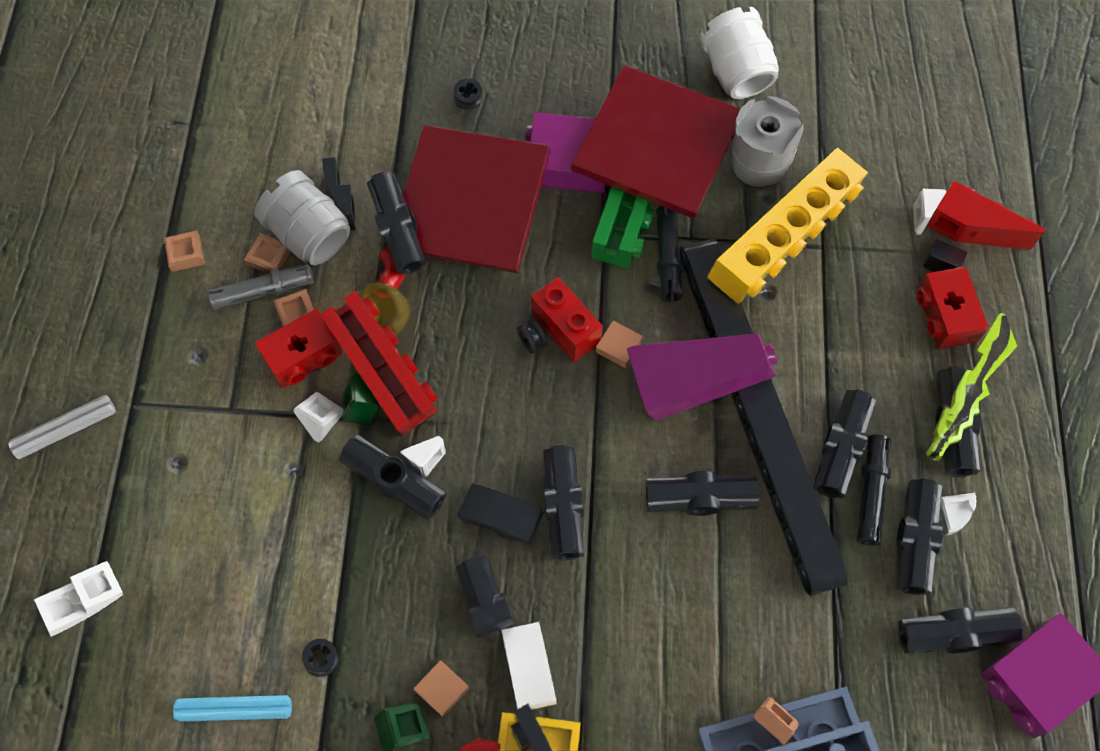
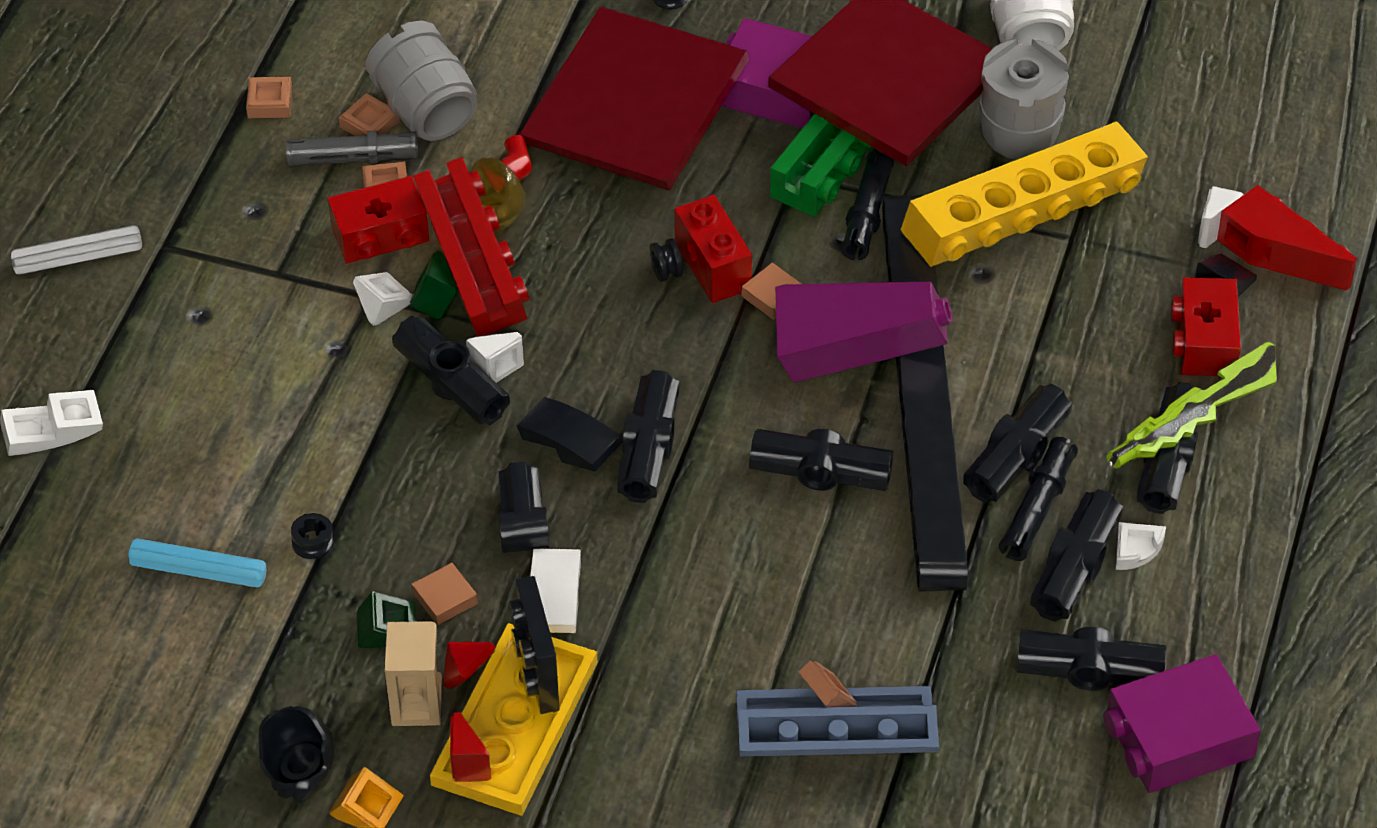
camera: 15 degrees right, 15 degrees down
(339, 193) = (477, 64): black slope -> none
(396, 223) = (534, 106): black piece -> none

